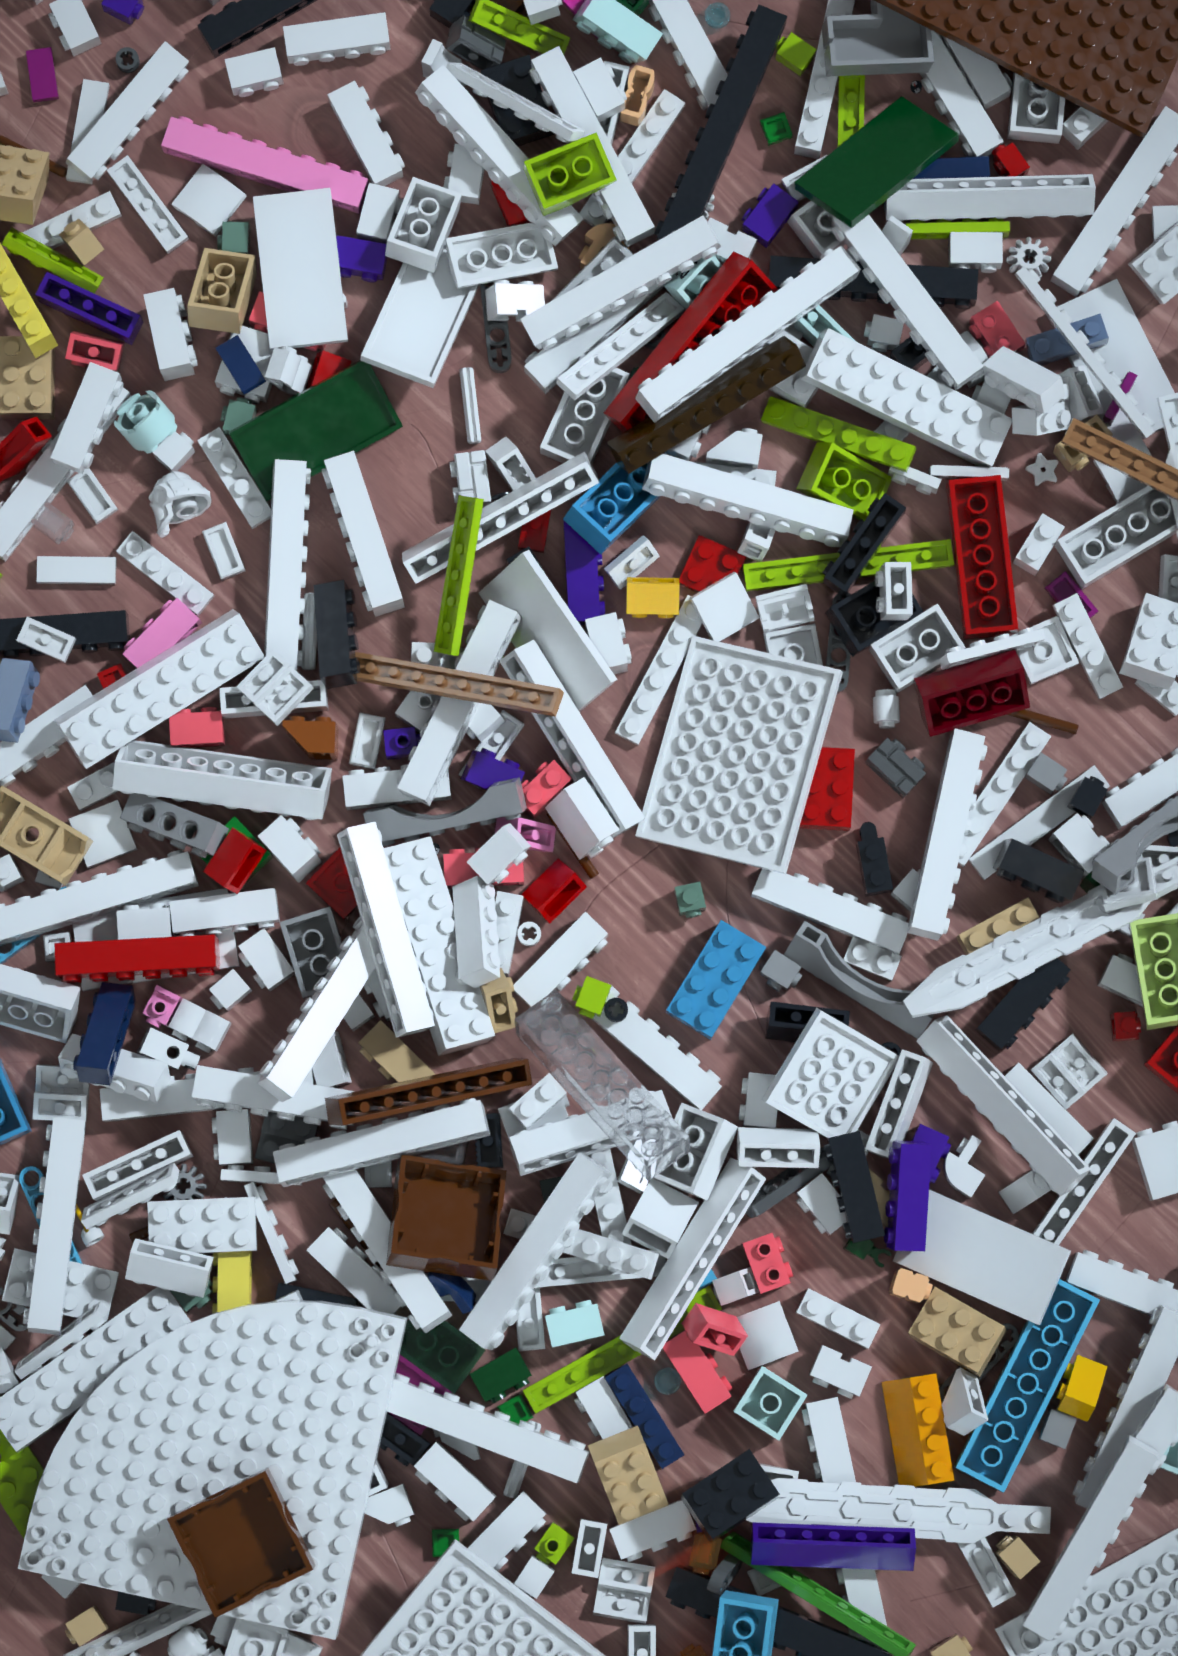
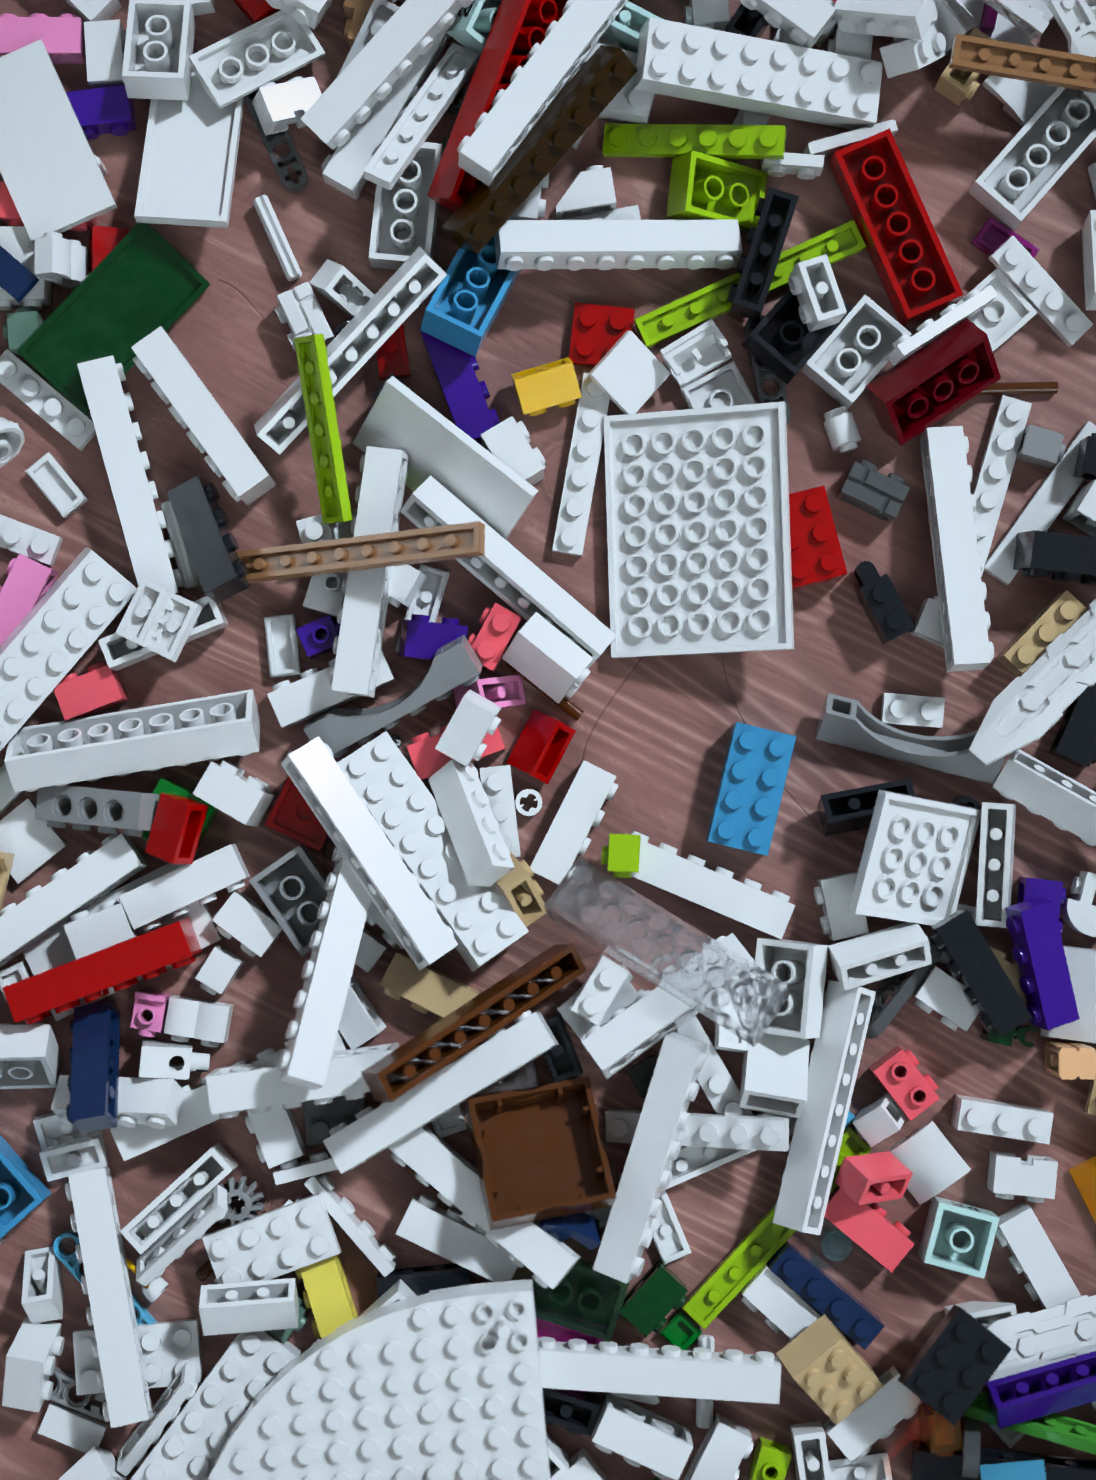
camera: 20 degrees left, 5 degrees up
(315, 738) = (225, 661): dark orange slope -> none
(574, 1324) = (717, 1220): light aqua brick -> none
(612, 1002) = (659, 865): black bush -> none
(631, 562) = (510, 355): white plate -> none
(690, 899) = (694, 709): sand green brick -> none
(756, 541) = (641, 289): white brick -> none
(781, 972) = (818, 757): light grey brick -> none
(832, 910) = (854, 671): white brick -> none
(1038, 544) = (953, 195): white brick -> none
(1039, 476) = (926, 119): white plate -> none

